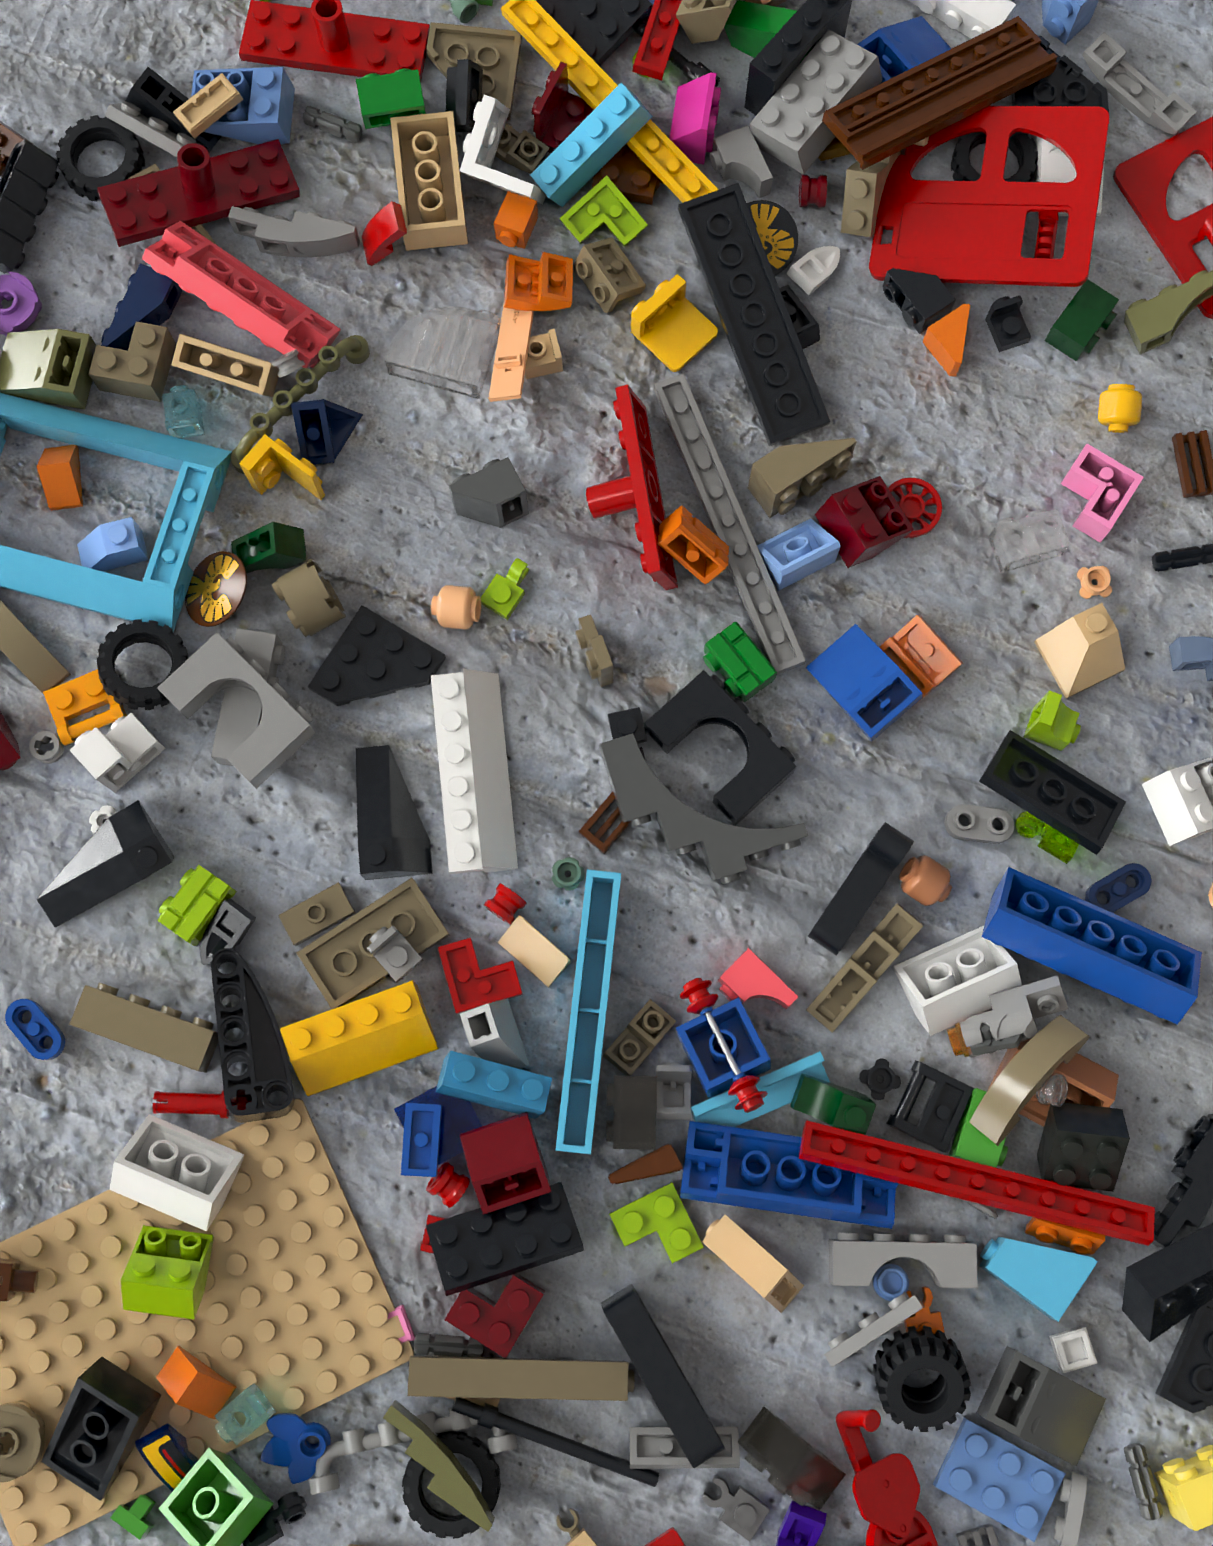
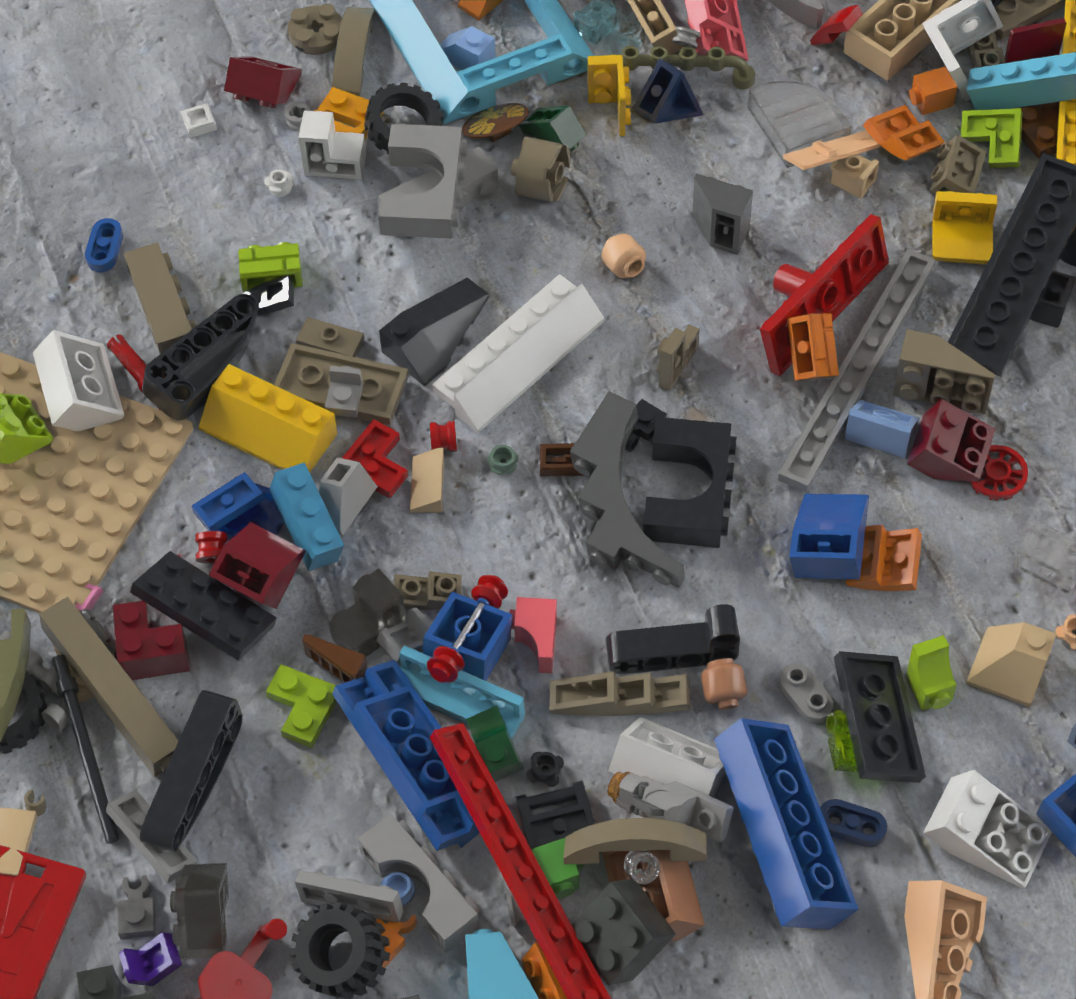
camera: 50 degrees right, 20 degrees down
(112, 860) = (255, 202): black wedge -> none
(374, 661) = (537, 242): black plate -> none
(504, 593) = (664, 279): lime plate -> none
(588, 1012) = (415, 536): medium azure brick -> none
(738, 662) = (763, 447): green brick -> none
(752, 1263) = (326, 782): tan slope -> none

